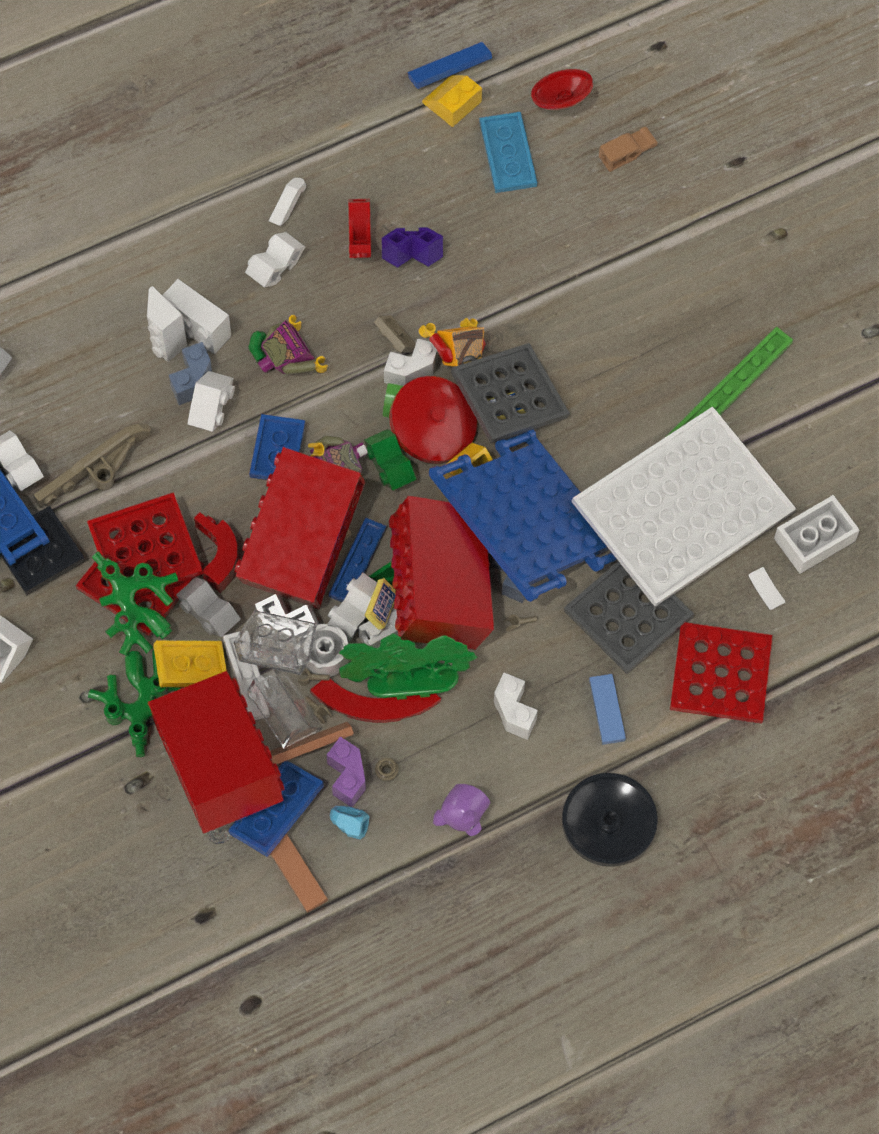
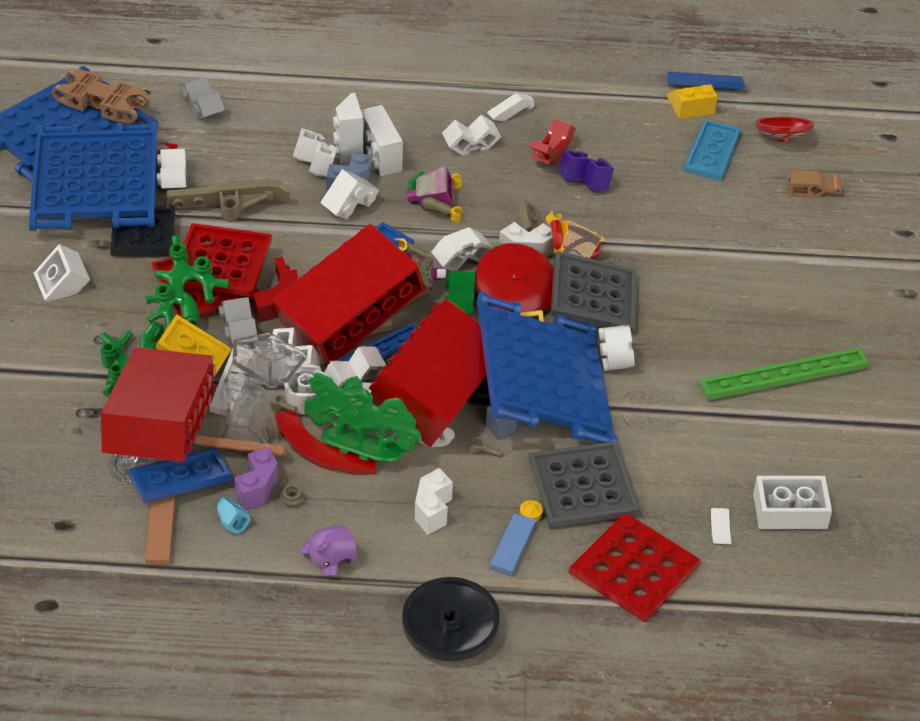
camera: 30 degrees right, 20 degrees down
(132, 360) = (313, 149): none -> white brick
(356, 408) = (459, 246): none -> white brick
(380, 604) = (368, 370): tile -> none
(571, 447) = (616, 347): none -> white brick
(600, 665) = (531, 509): none -> yellow tile
(683, 506) = (684, 427): white plate -> none

